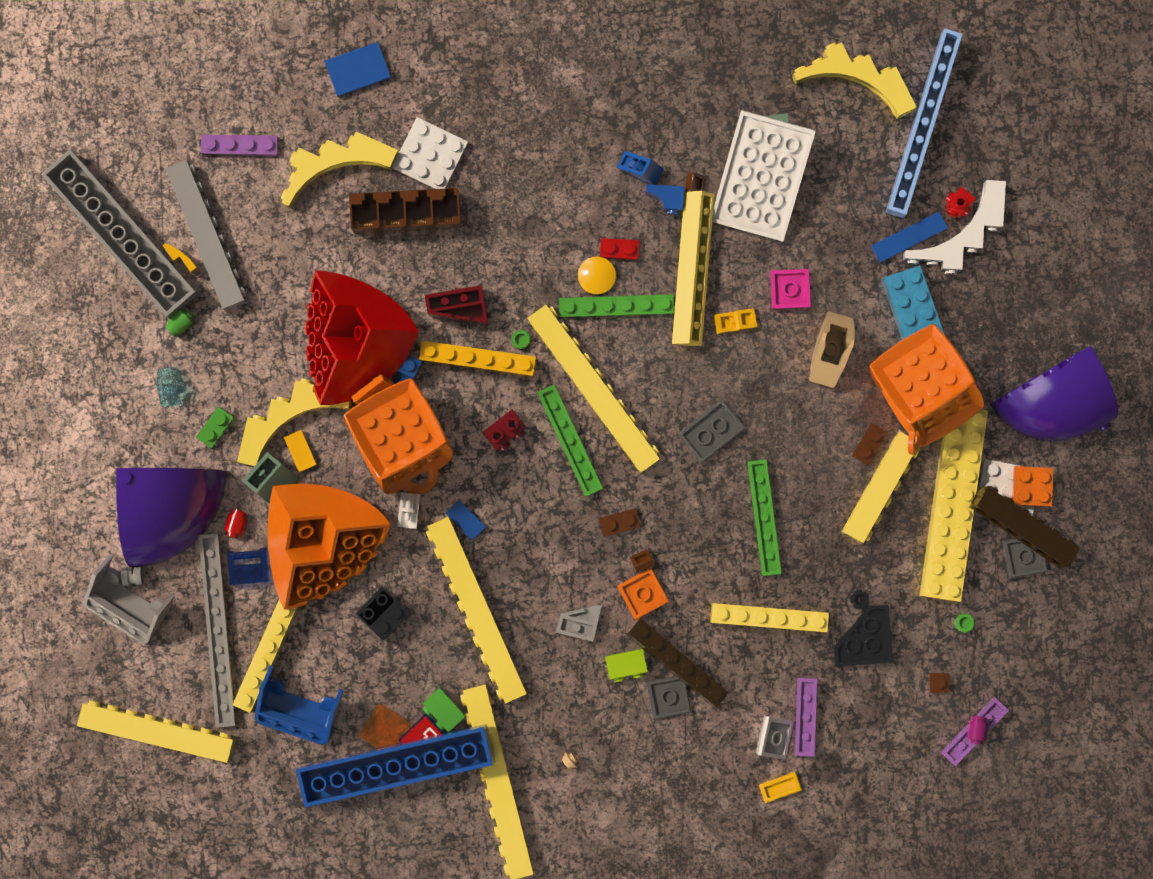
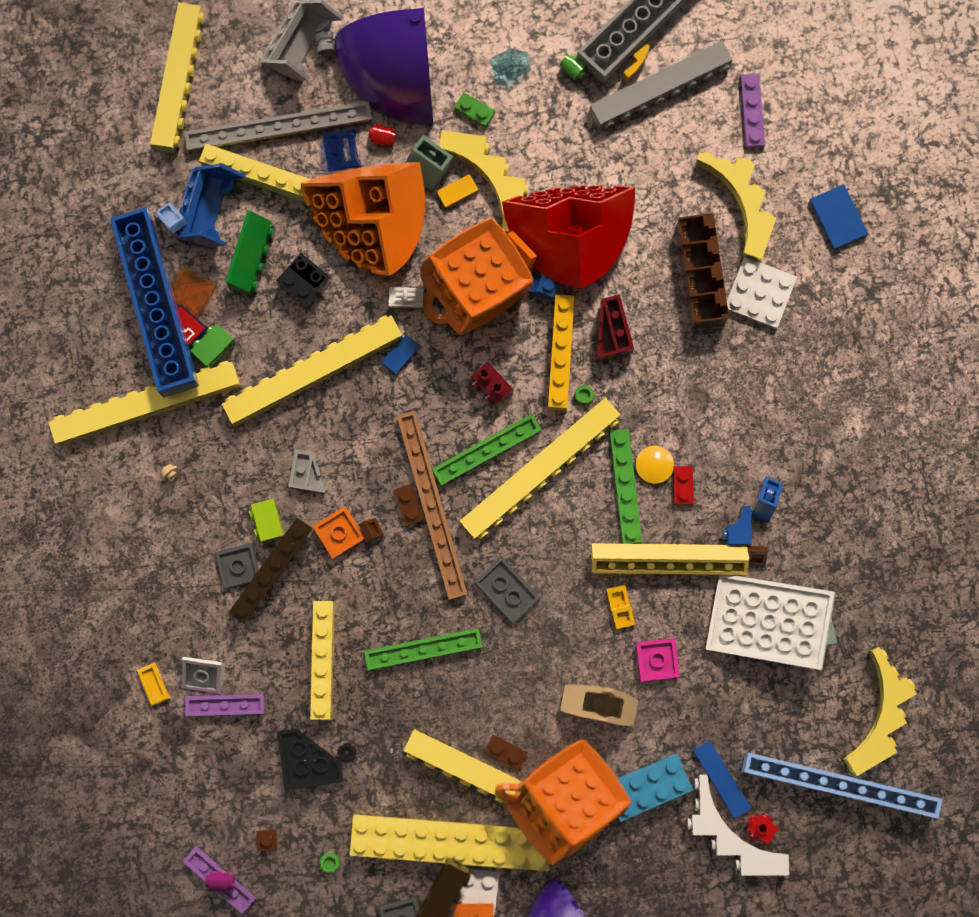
camera: 80 degrees right, 5 degrees down
(306, 745) = (171, 217): none -> medium blue tile
(352, 666) = (249, 254): none -> green slope
(621, 499) = (432, 505): none -> medium nougat plate

